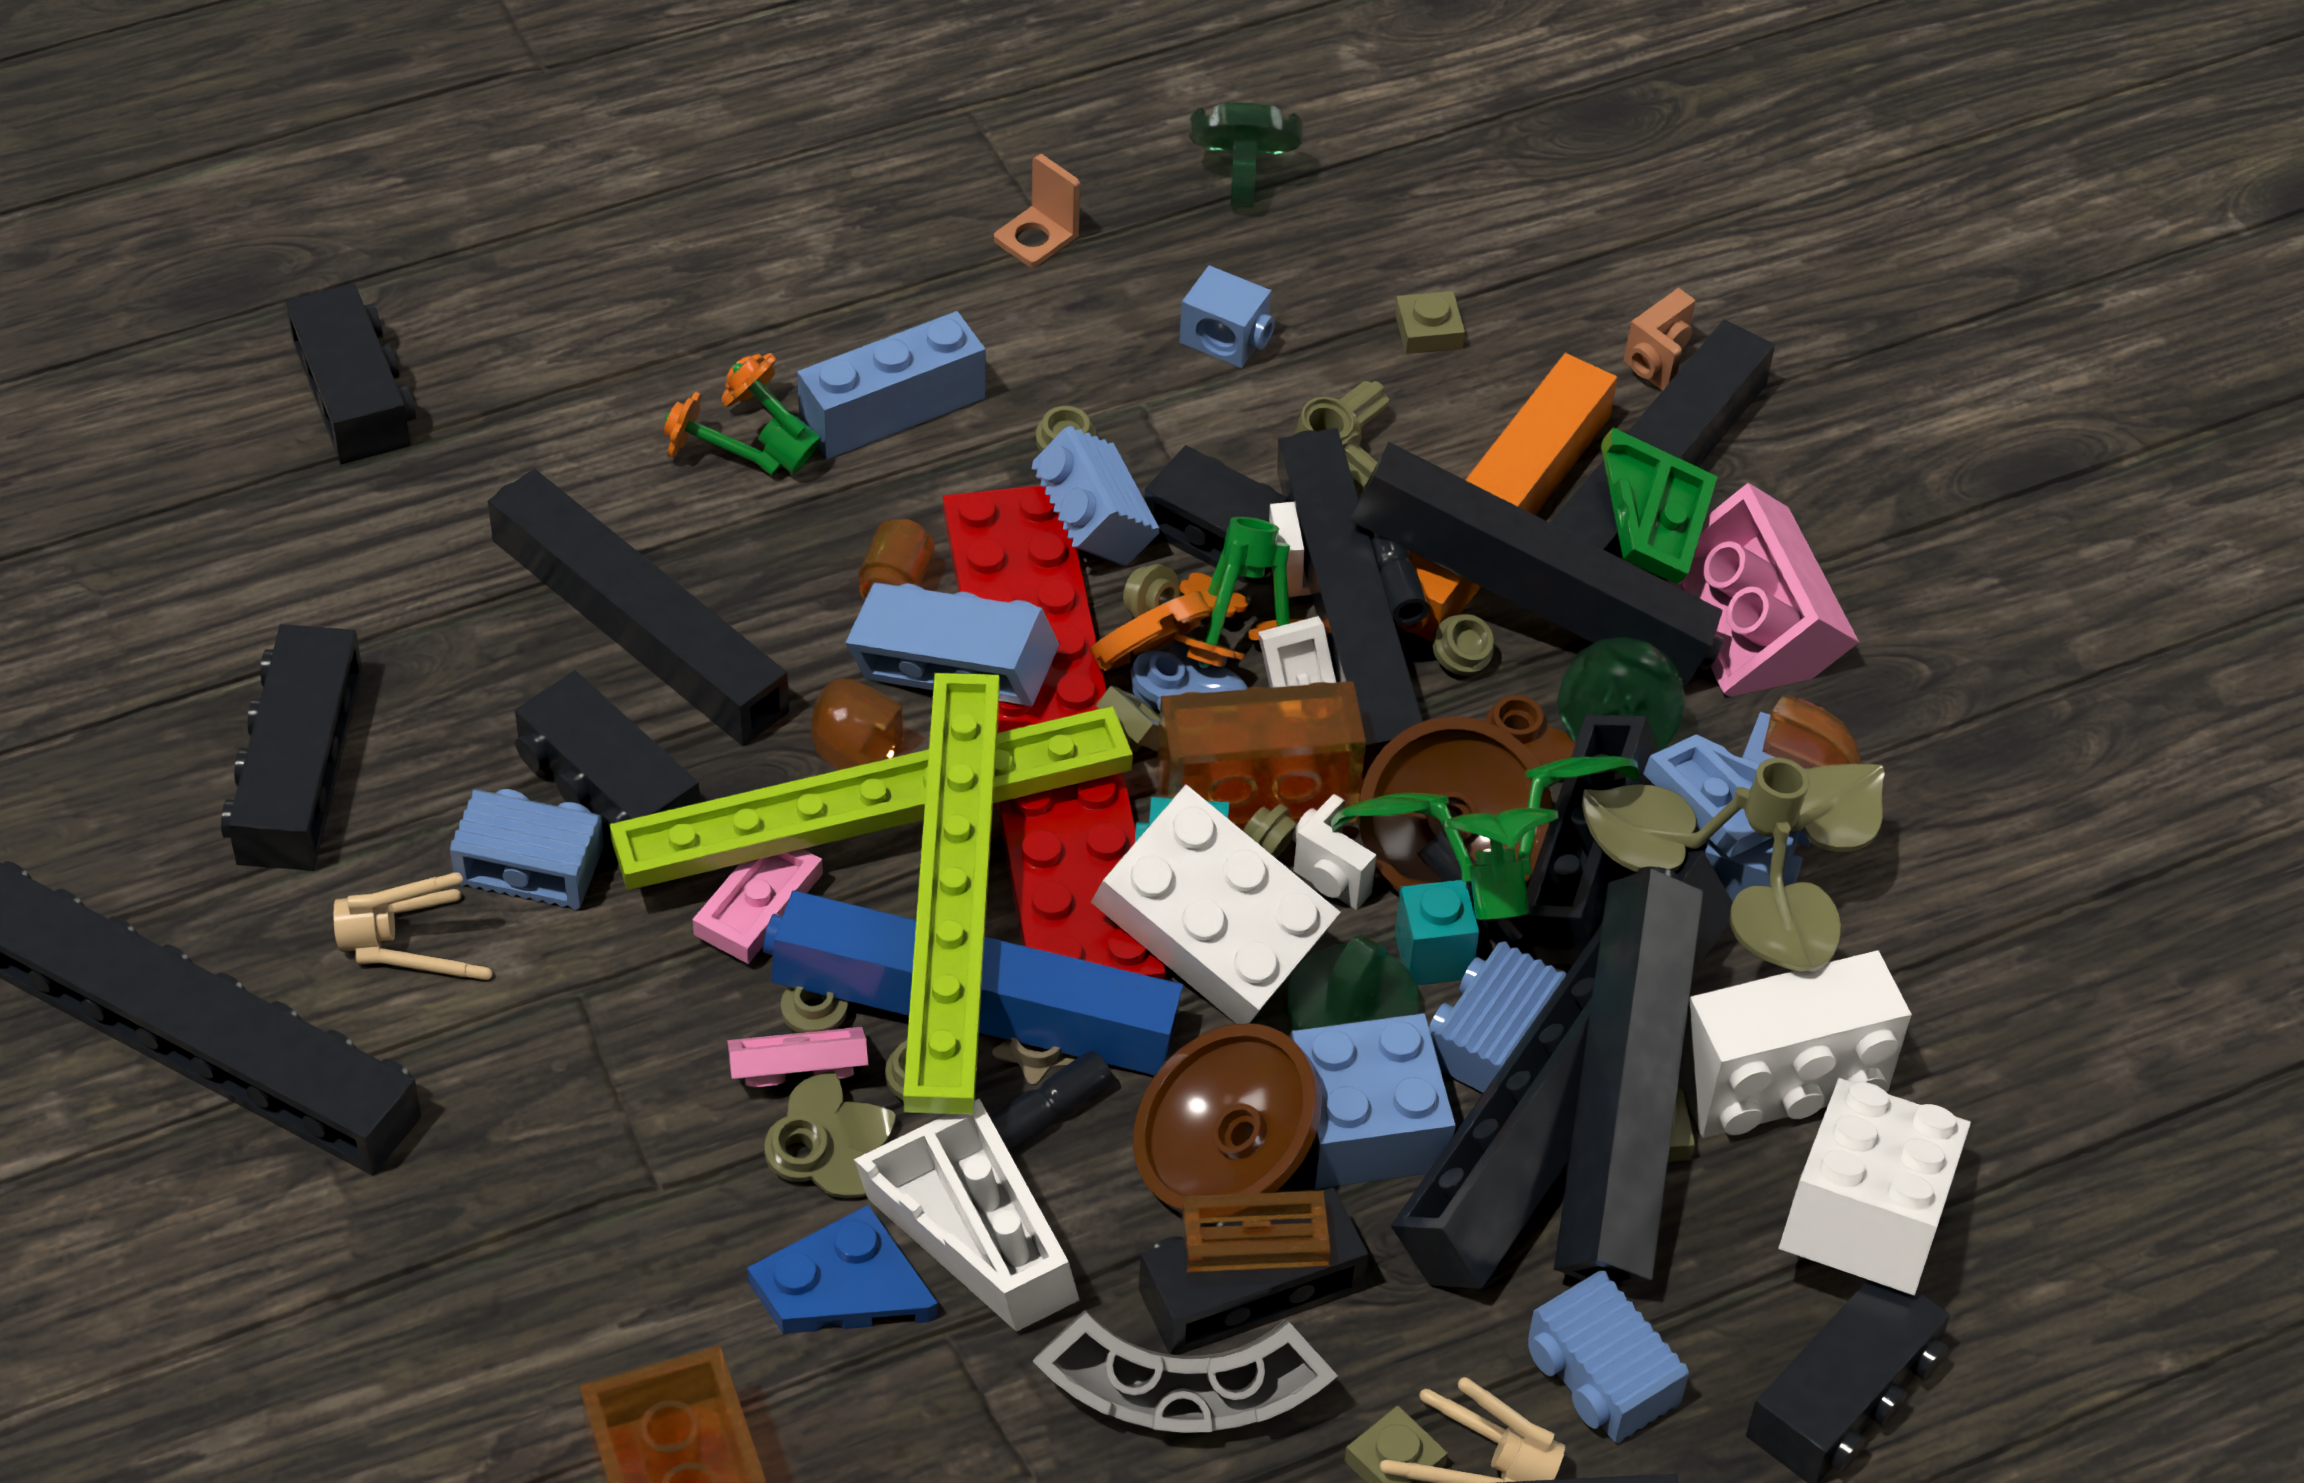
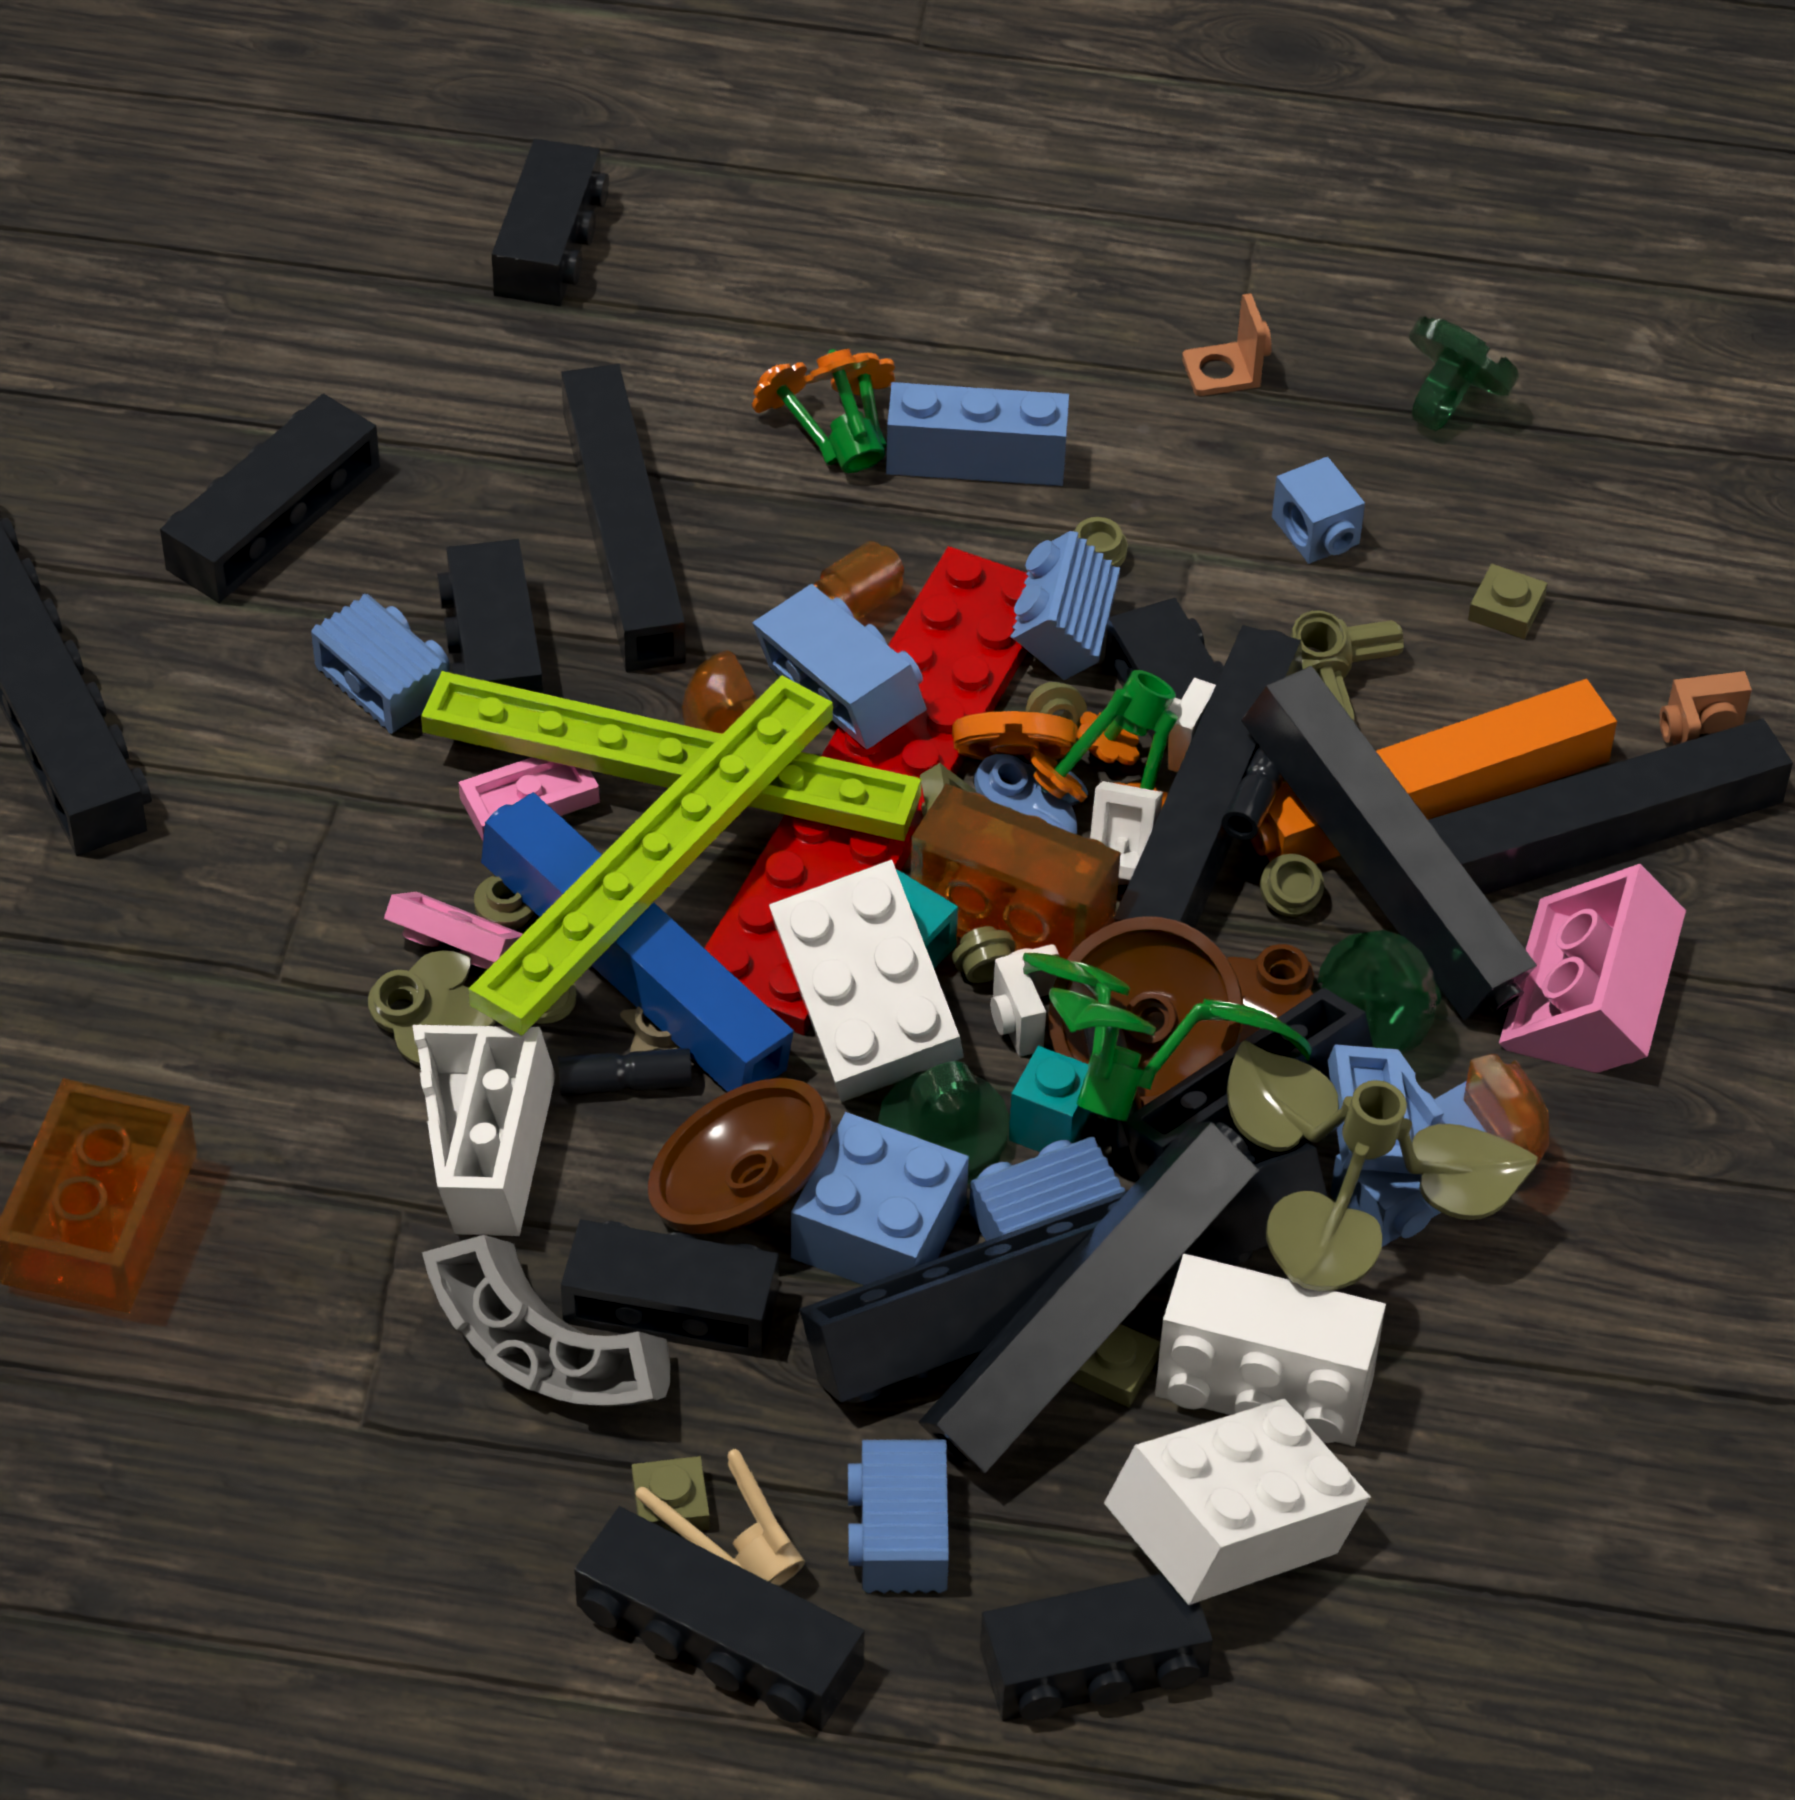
camera: 35 degrees right, 0 degrees up
(369, 919) = (221, 659): tan plant -> none
(841, 1279) = (352, 1119): blue wing -> none
(1256, 1242) = (673, 1259): clear orange tile -> none
(1656, 504) = (1549, 845): green wing -> none

